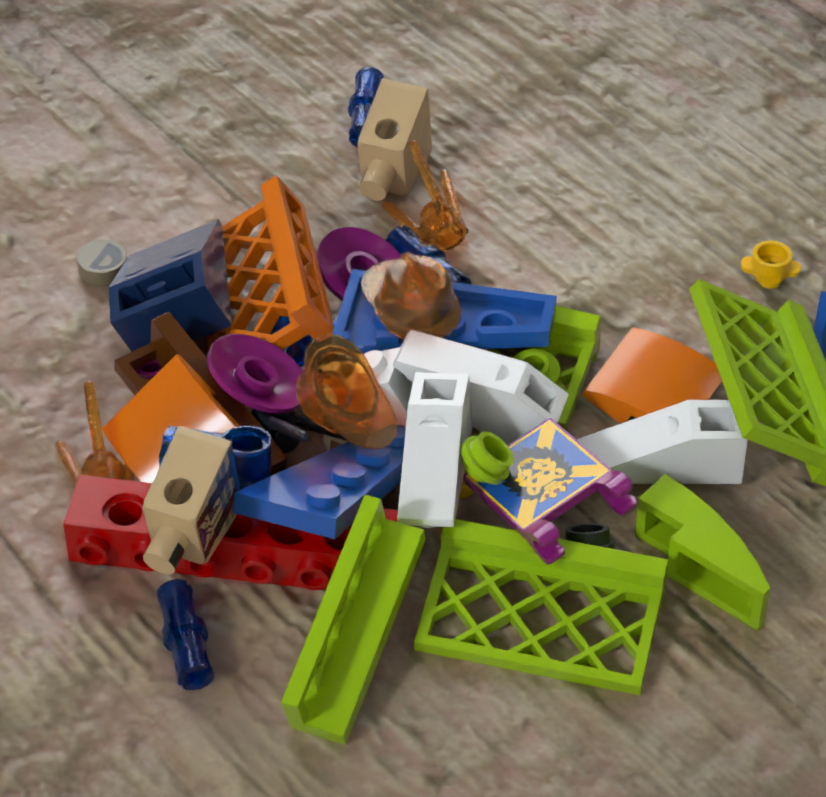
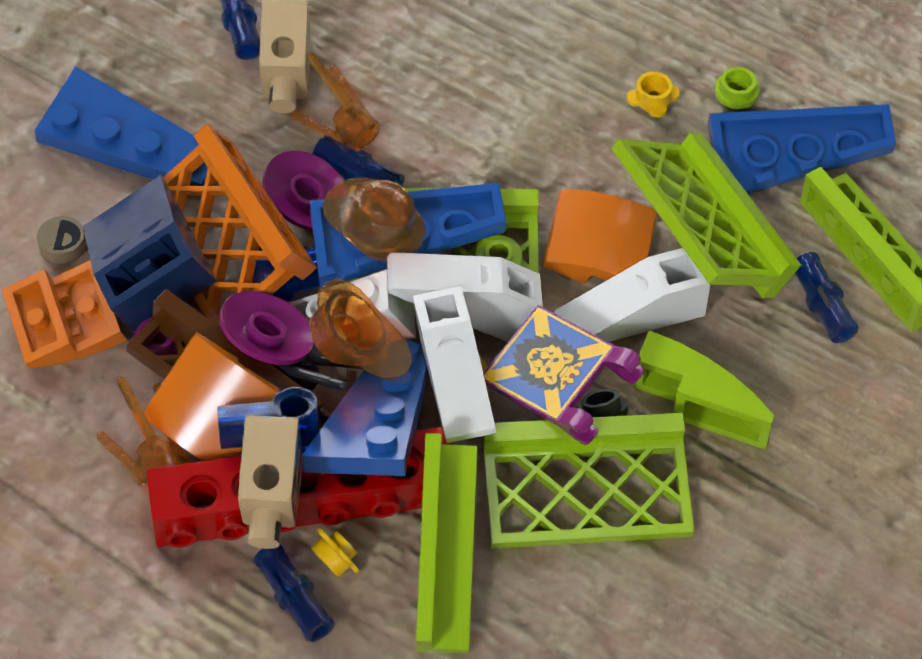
camera: 20 degrees left, 10 degrees up
(66, 330) = (61, 317): none -> orange slope
(193, 175) = (114, 130): none -> blue wing
(242, 606) = (335, 552): none -> yellow plate
(486, 458) = (503, 361): lime plate -> none

